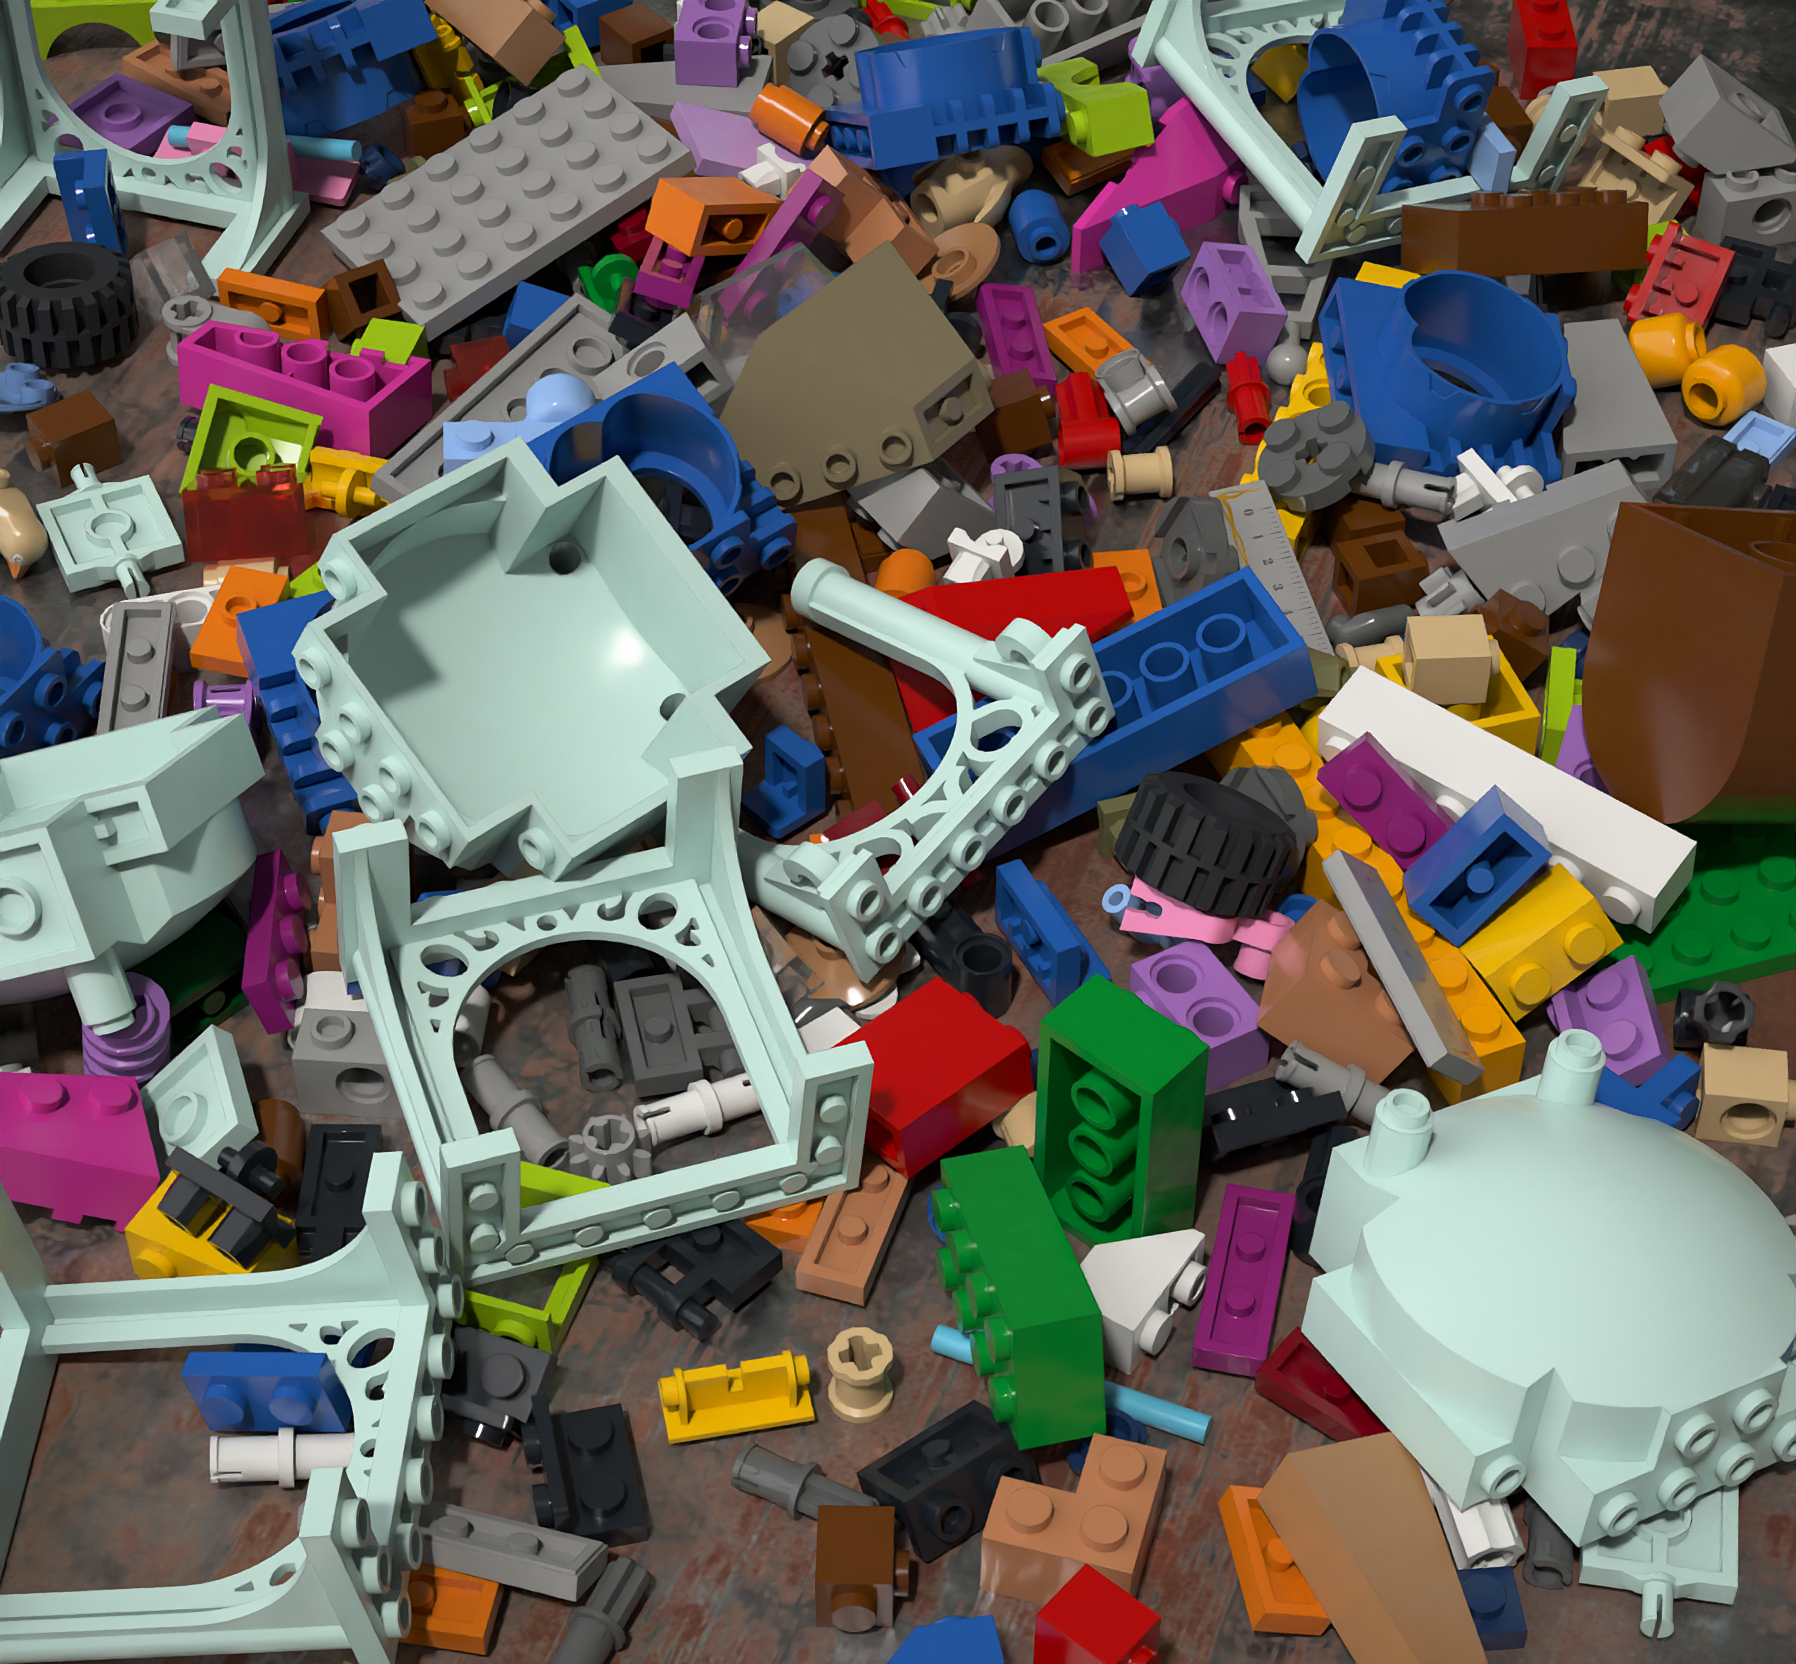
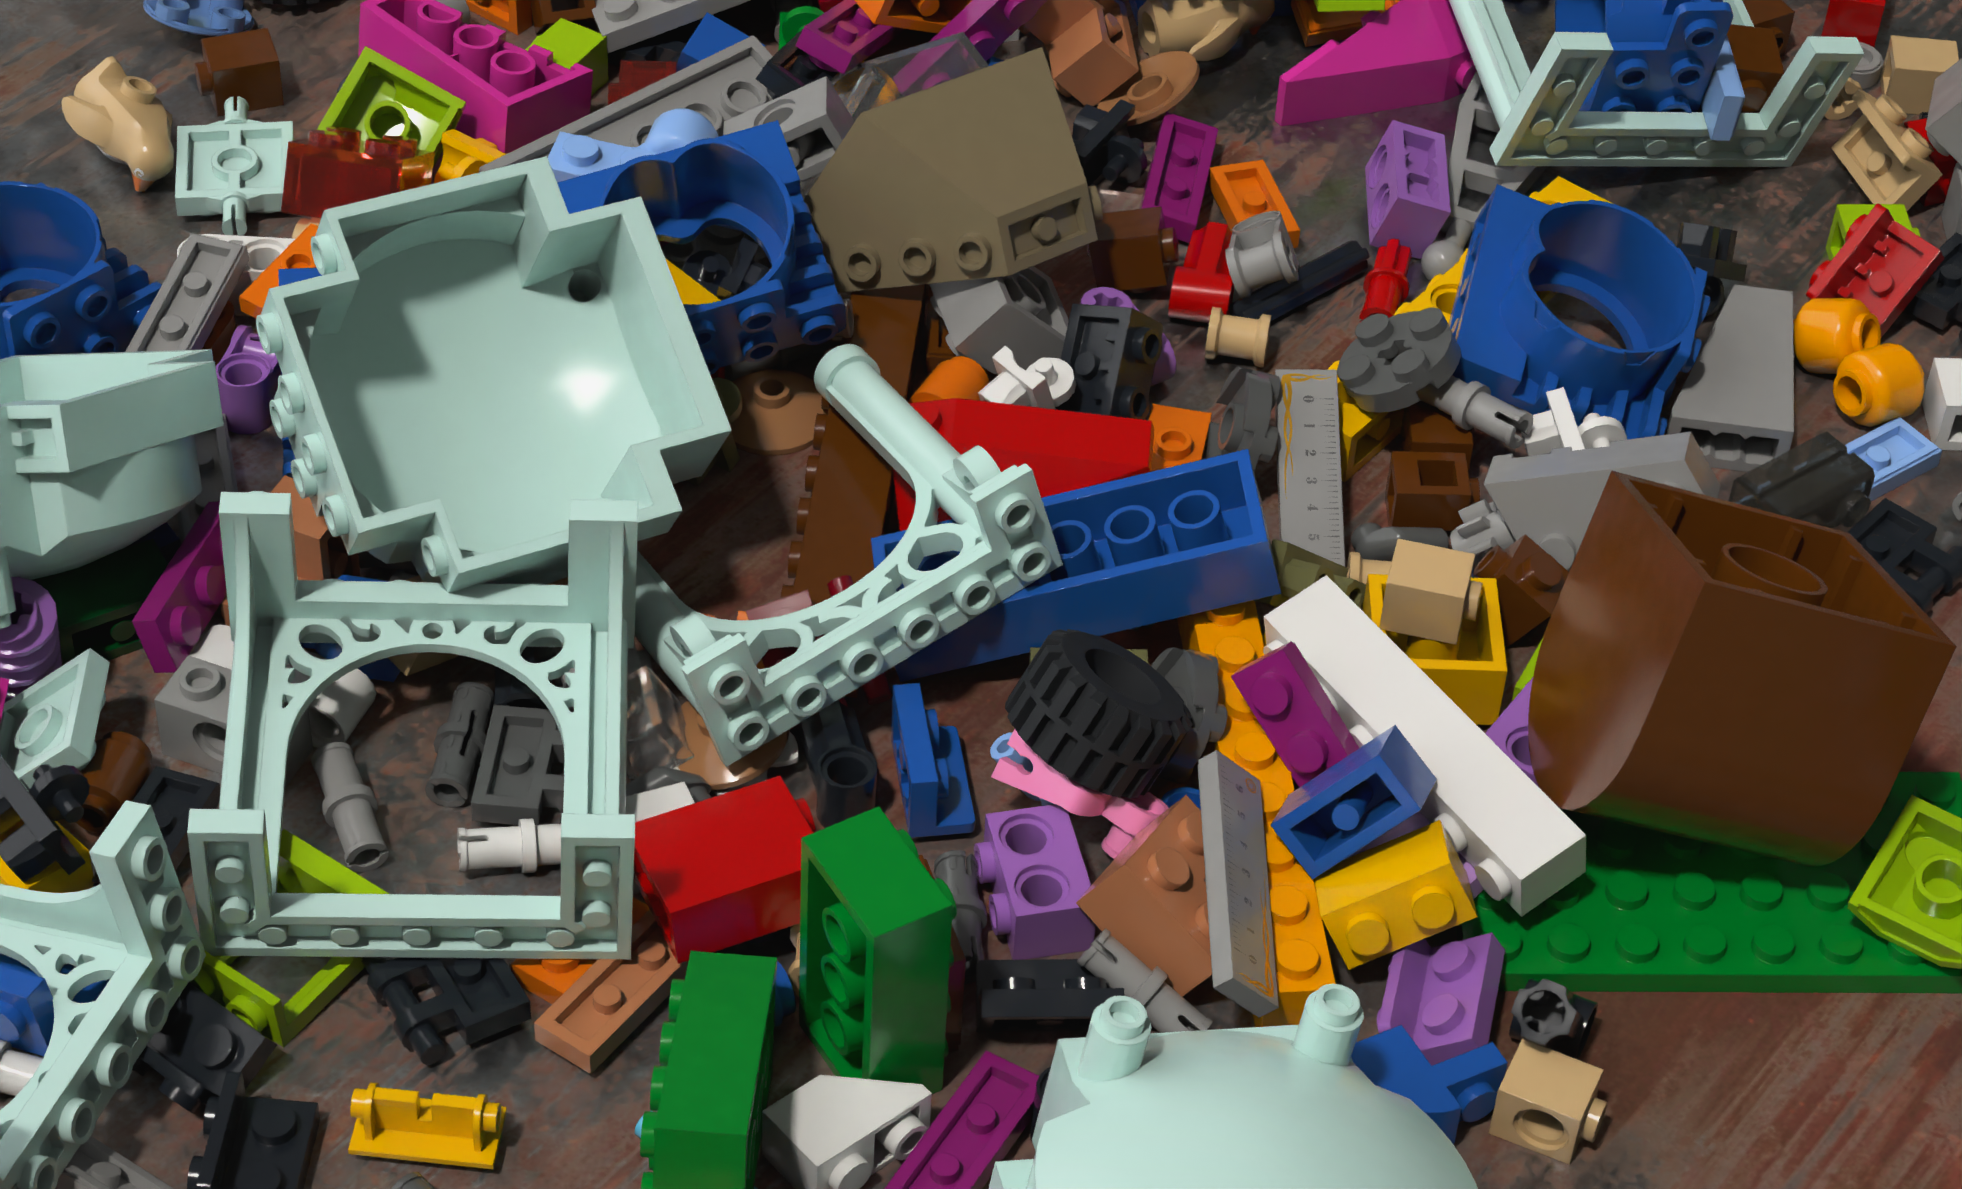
camera: 15 degrees right, 0 degrees up
(611, 1151) = (415, 863): light grey gear -> none
(792, 784) = (752, 564): blue bracket -> none
(859, 1383) = (550, 1147): tan bush -> none
(1038, 226) = (1254, 70): blue brick -> none
(1144, 247) = (1346, 113): blue brick -> none
(1527, 233) = (1731, 184): reddish brown brick -> none

